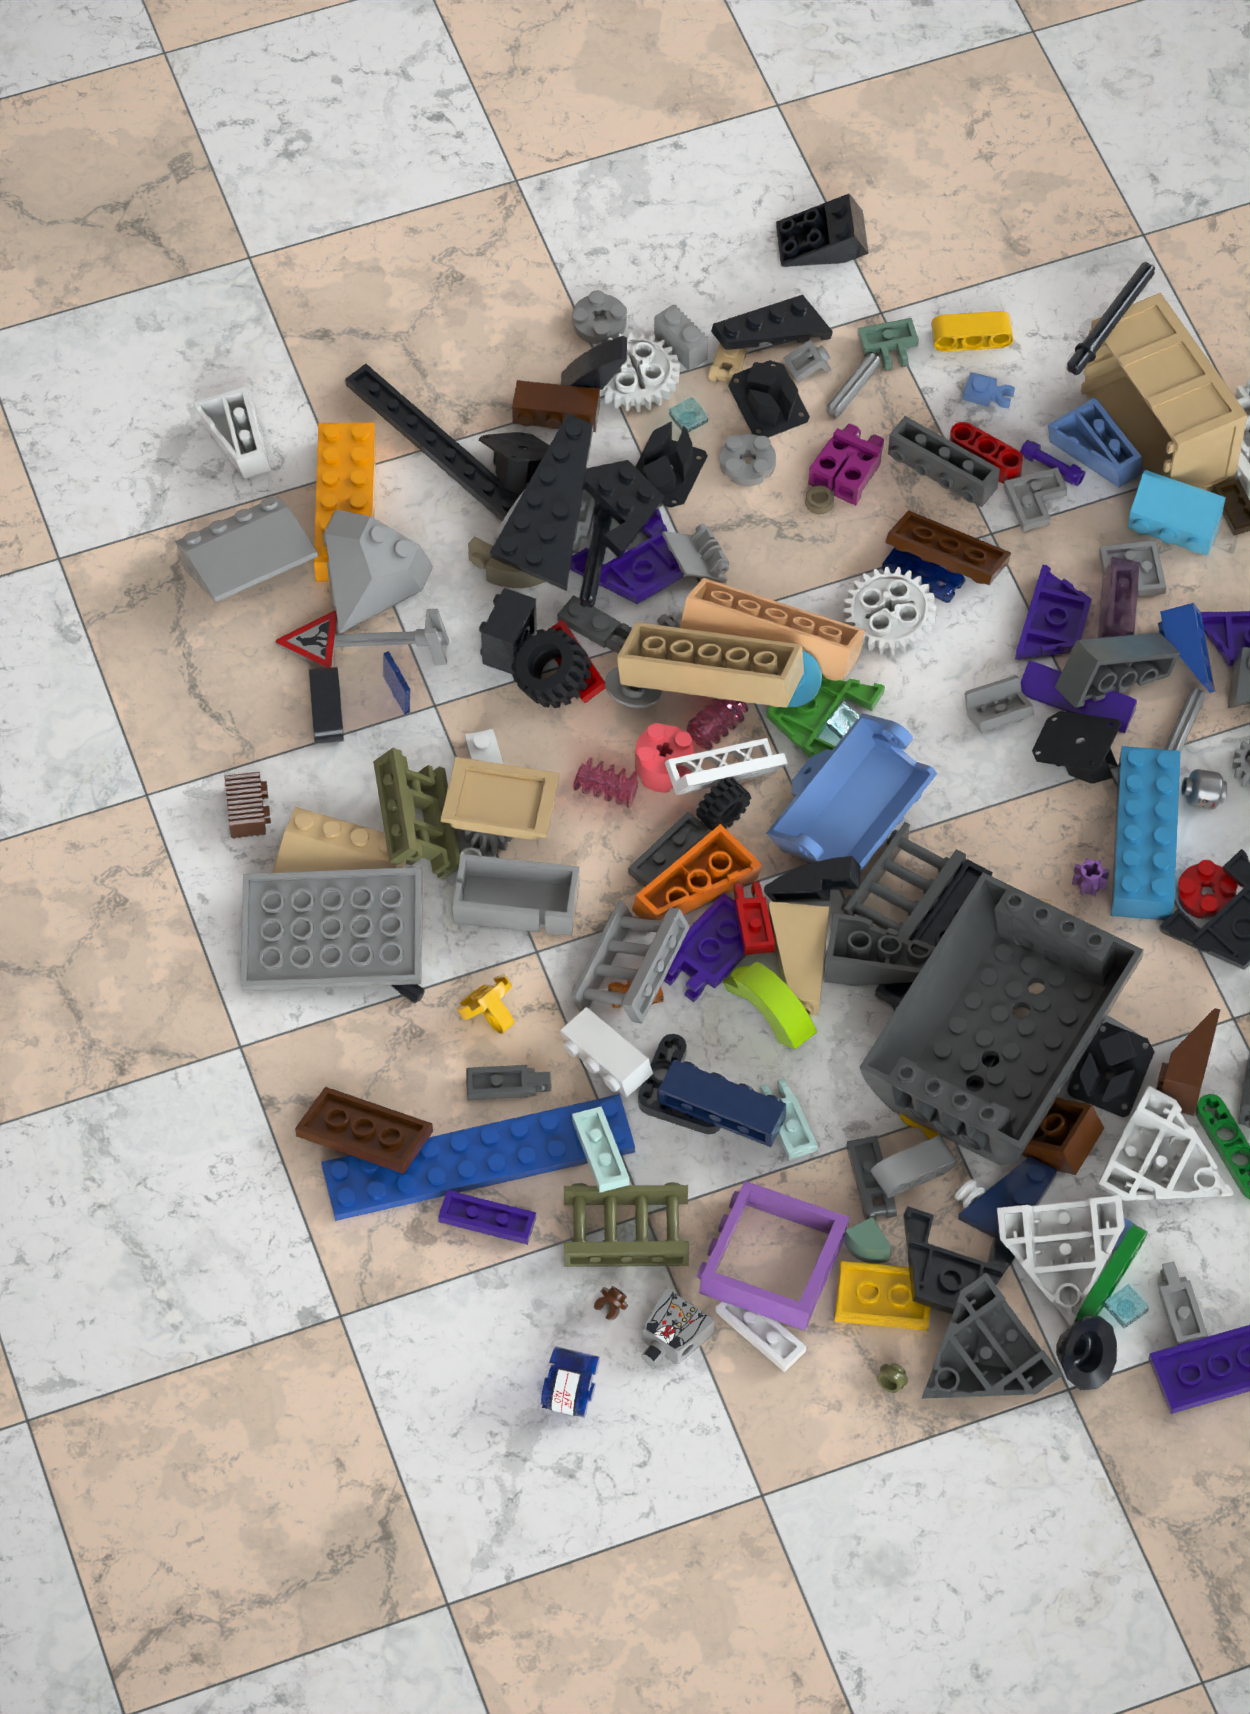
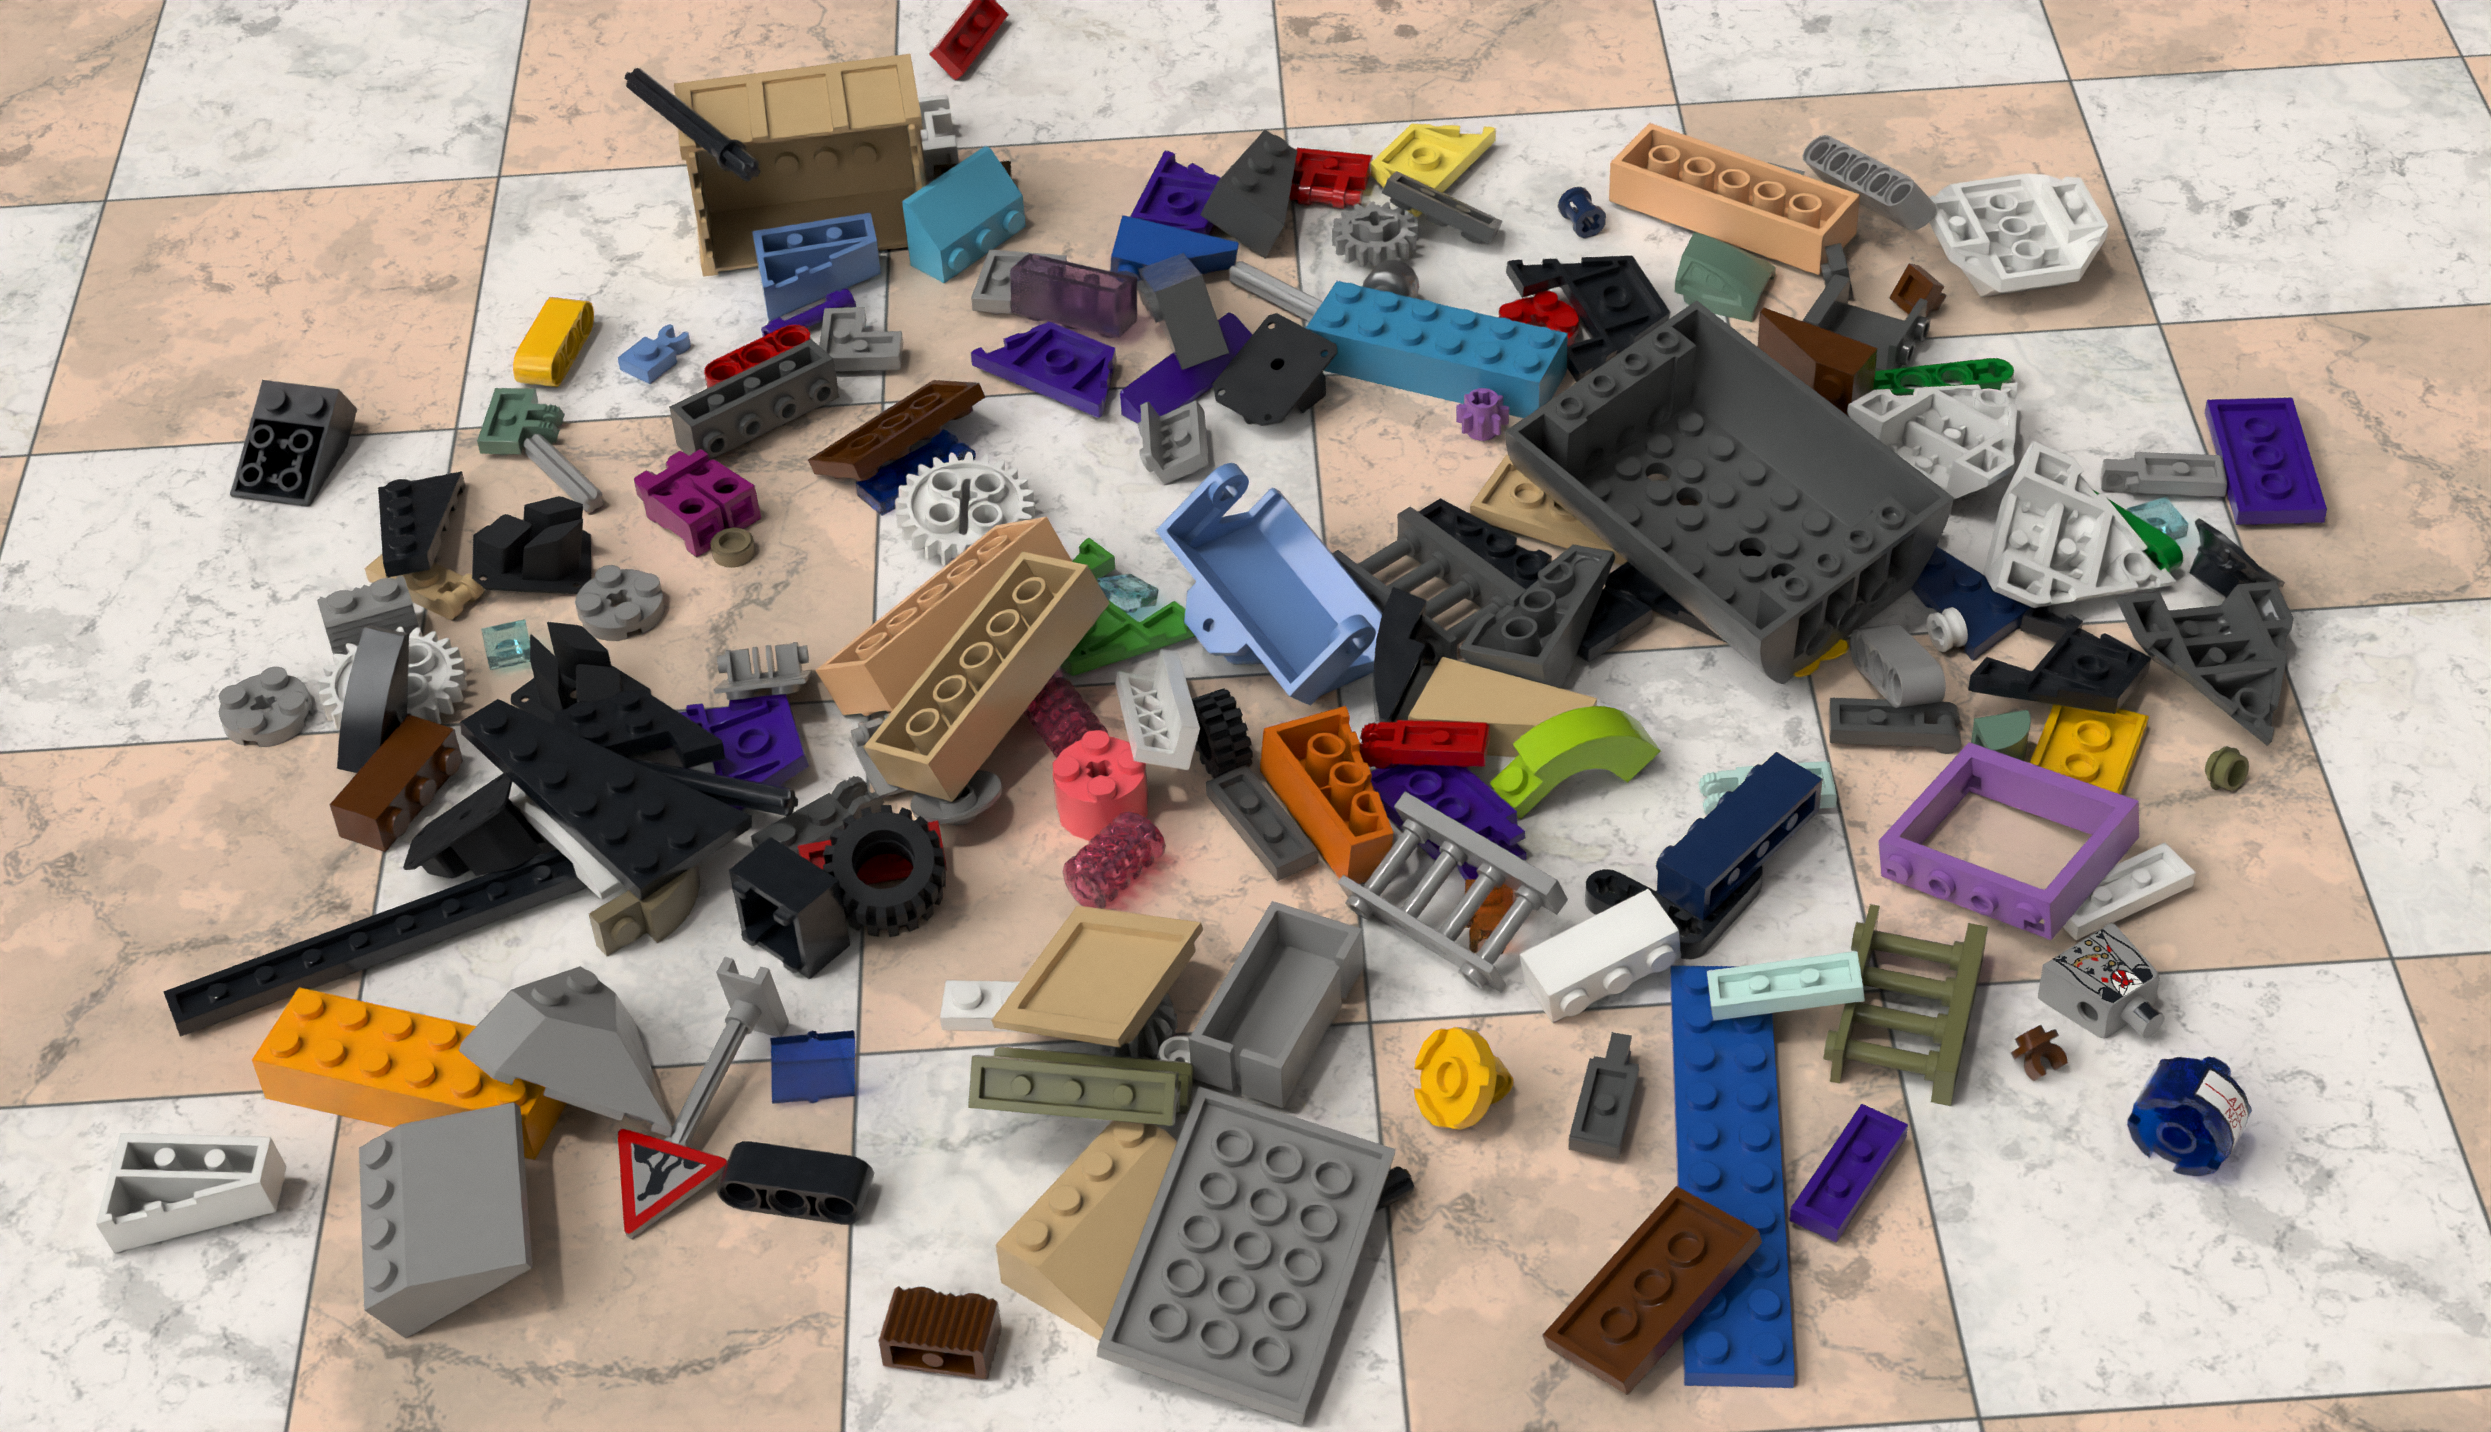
camera: 70 degrees left, 15 degrees down
(807, 360) = (493, 498): light grey bracket -> none

